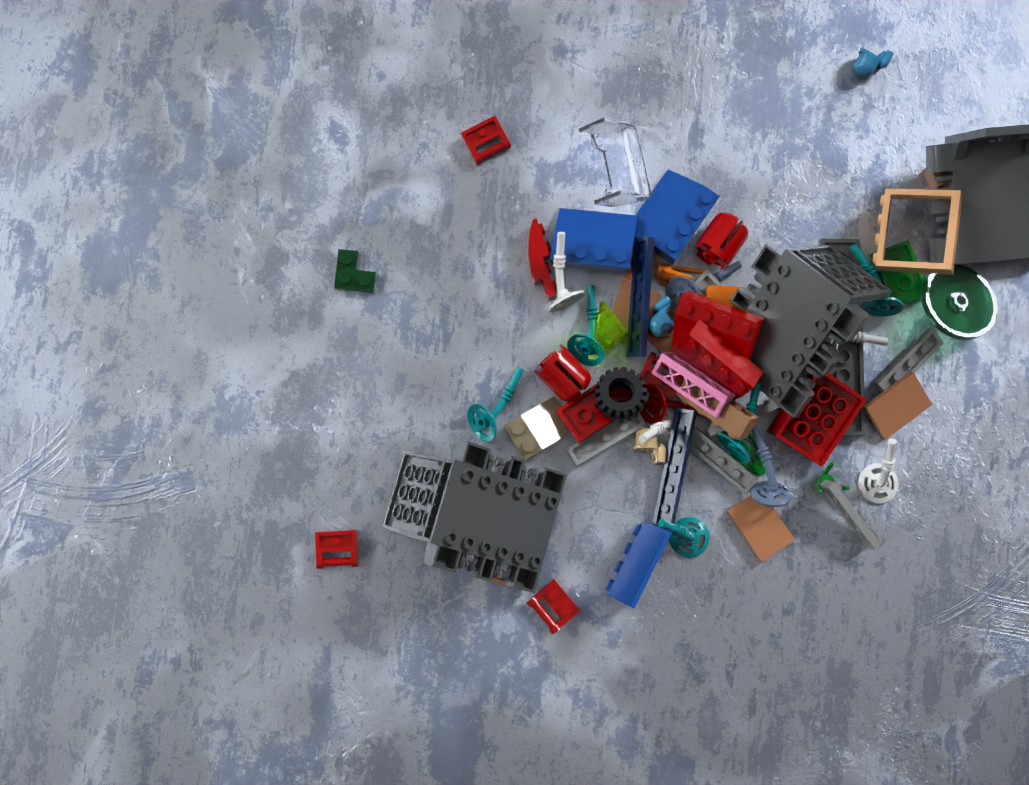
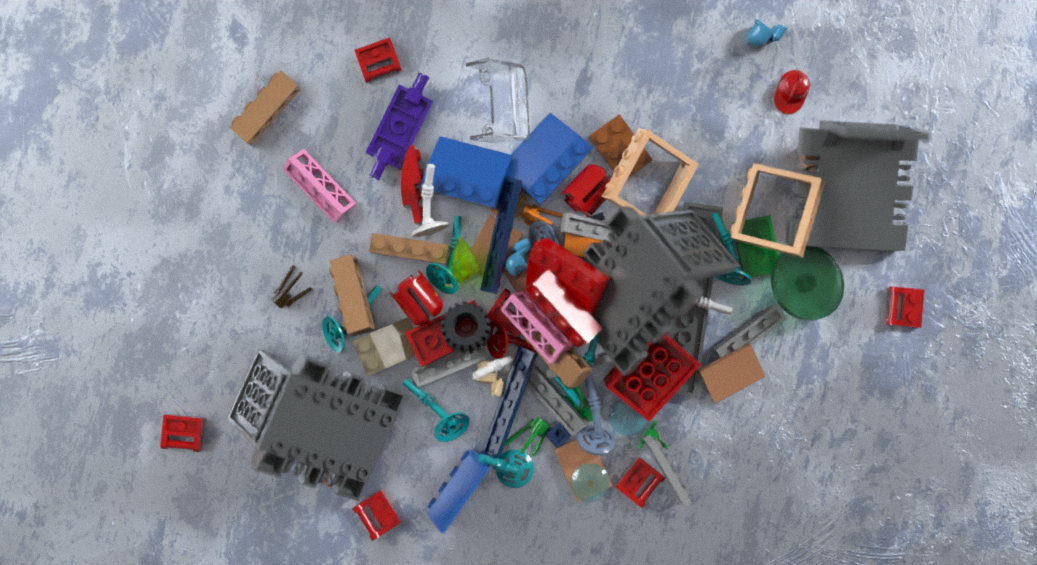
camera: 15 degrees right, 5 degrees up
(348, 276) = (228, 174): dark green plate -> none
(377, 203) = (265, 108): none -> medium nougat brick
(421, 391) = (282, 296): none -> dark brown plant
(440, 276) = (315, 187): none -> bright pink fence
(496, 380) = (352, 295): none -> medium nougat brick
(517, 203) = (399, 126): none -> dark purple plate
(546, 324) = (409, 248): none -> medium nougat brick
(613, 496) = (447, 420): none -> teal dish
(708, 491) = (538, 428): none -> green plant
(727, 276) = (584, 227): none -> light grey plate
(729, 494) = (557, 434): none -> dark blue tile
(745, 195) = (613, 140): none -> dark orange plate
(760, 539) = (590, 472): none -> clear light blue dish
(761, 198) = (630, 156): none -> light nougat window
(790, 473) = (620, 424): none -> clear light blue dish
(817, 528) = (635, 478): none -> red plate
(880, 479) = (703, 439): white dish -> none
(907, 116) = (791, 92): none -> red piece

